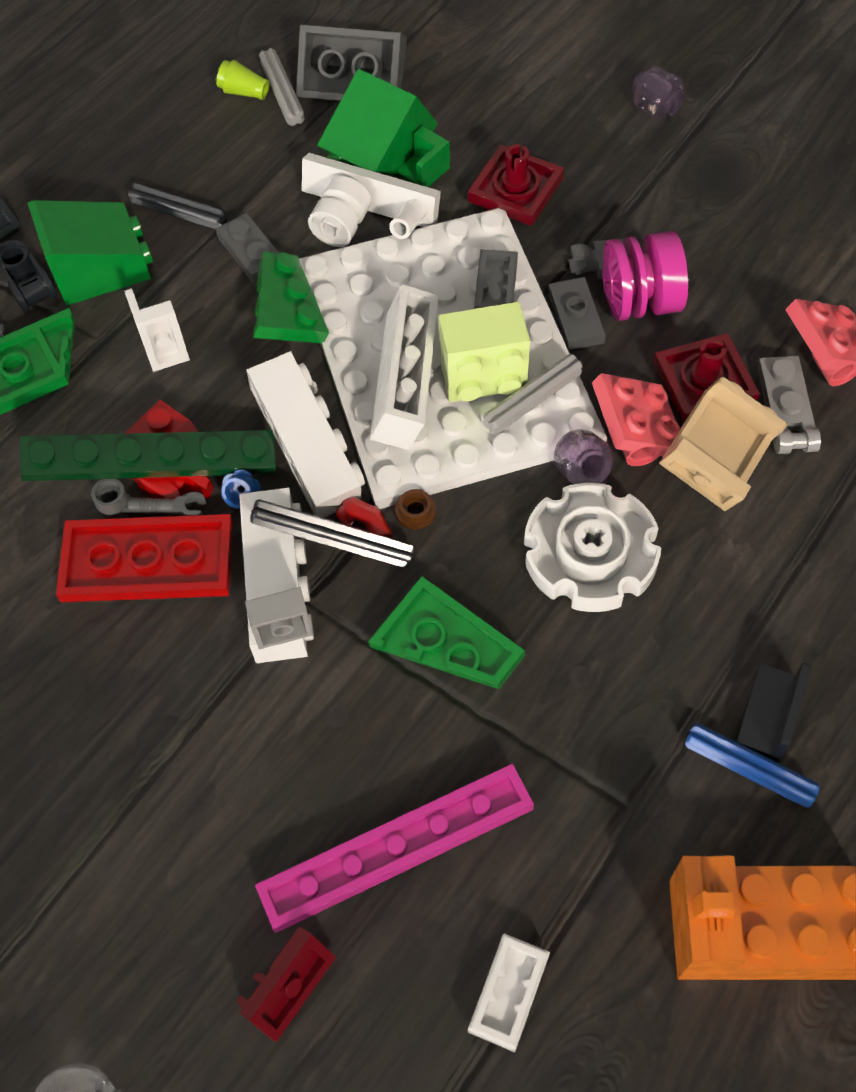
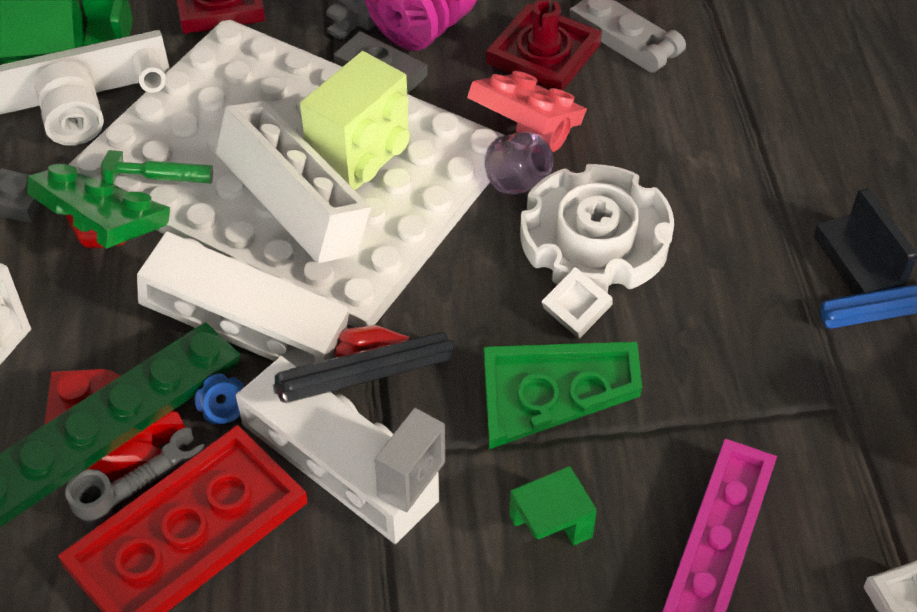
camera: 45 degrees left, 10 degrees down
(320, 278) = (156, 170): none -> green piece
(355, 718) = (554, 505): none -> green panel
(415, 500) = (411, 294): reddish brown plate -> none
(496, 278) = (291, 69): dark grey plate -> none
(520, 591) = (577, 302): none -> white plate
(532, 394) = (422, 140): light grey axle -> none
(722, 443) = (615, 83): tan panel -> none

